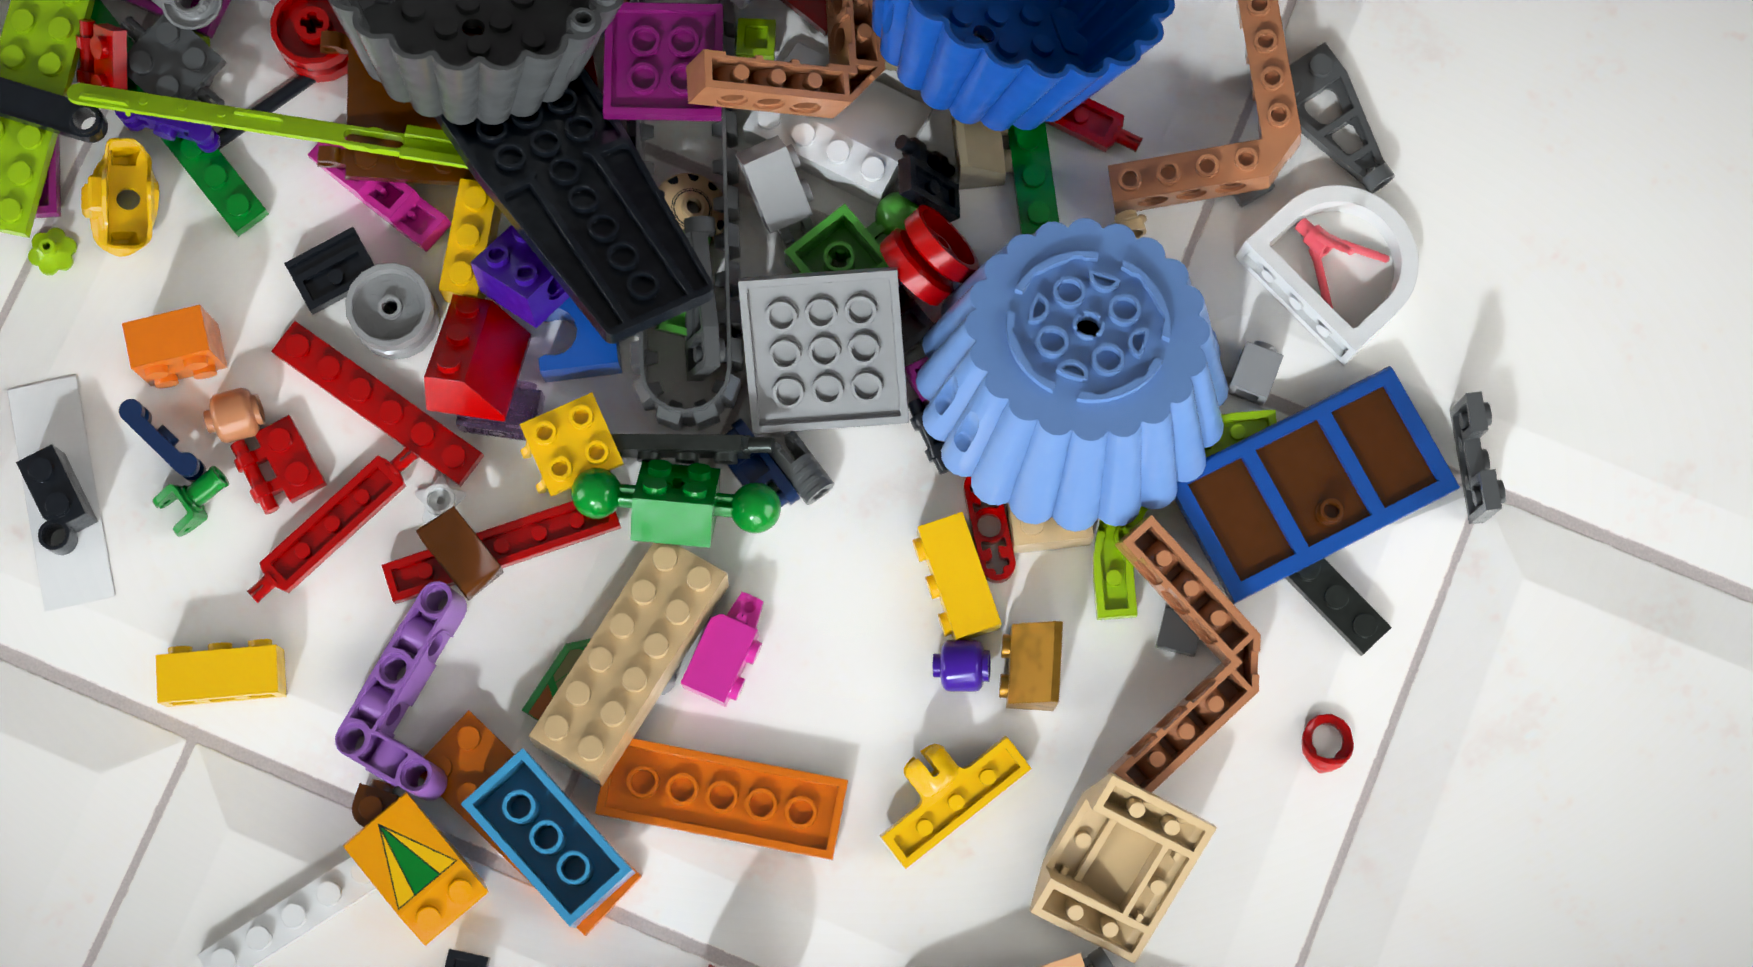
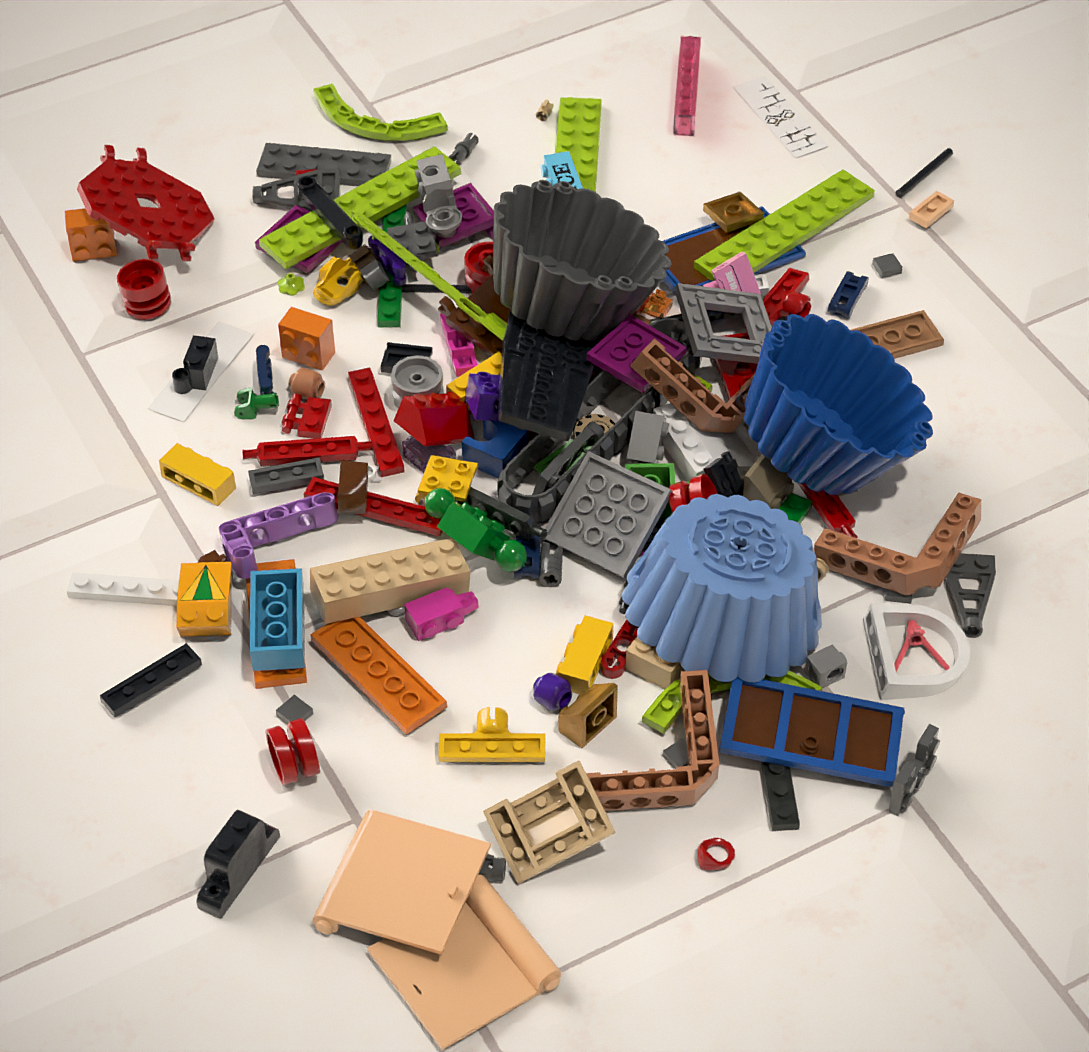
camera: 40 degrees right, 30 degrees down
(102, 54) = (385, 218): red plate -> none
(157, 157) = (369, 266): none -> leg
(340, 586) = (285, 475): none -> dark grey plate
(668, 935) = (294, 709): none -> dark grey tile

